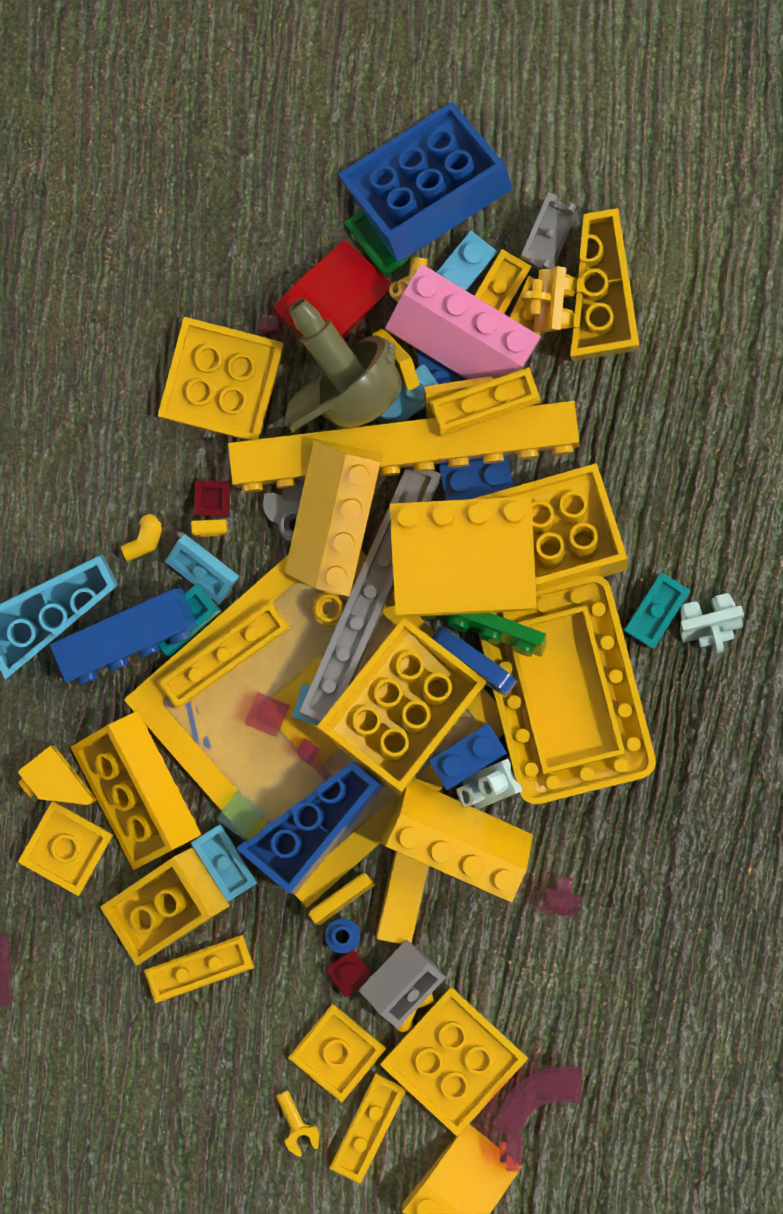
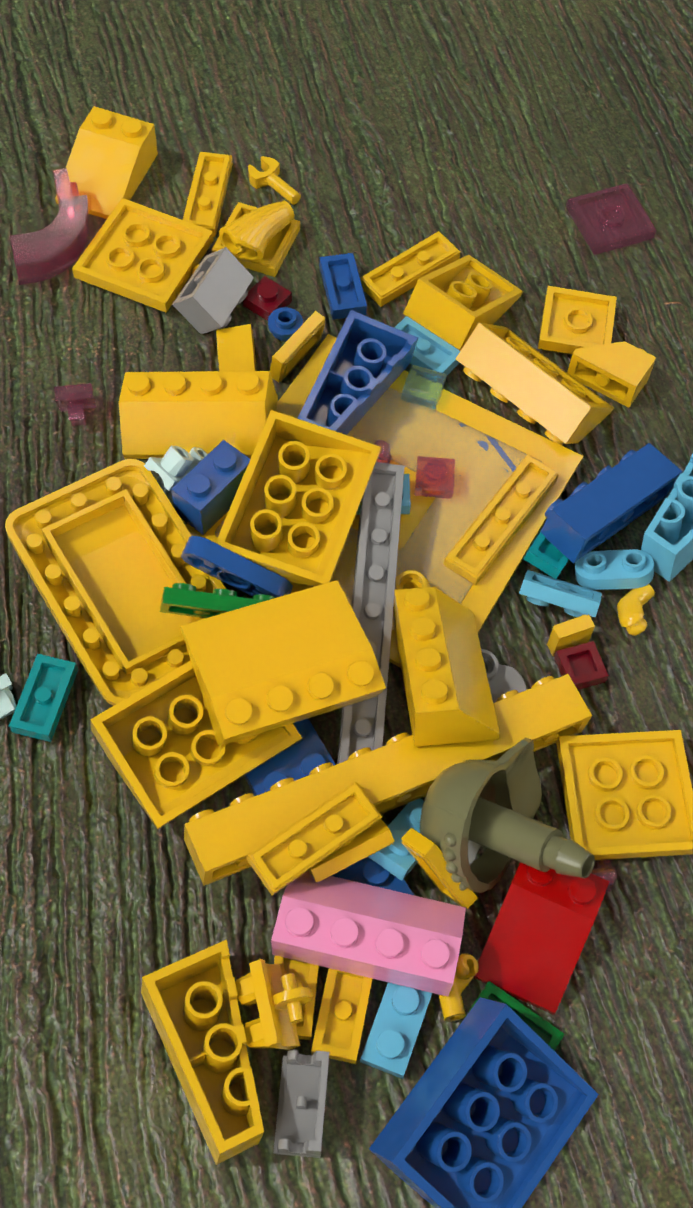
camera: 160 degrees right, 25 degrees down
(147, 575) = (614, 569): none -> medium azure plate
(273, 962) = (342, 285): none -> blue plate
(344, 1044) = (253, 231): none -> yellow piece

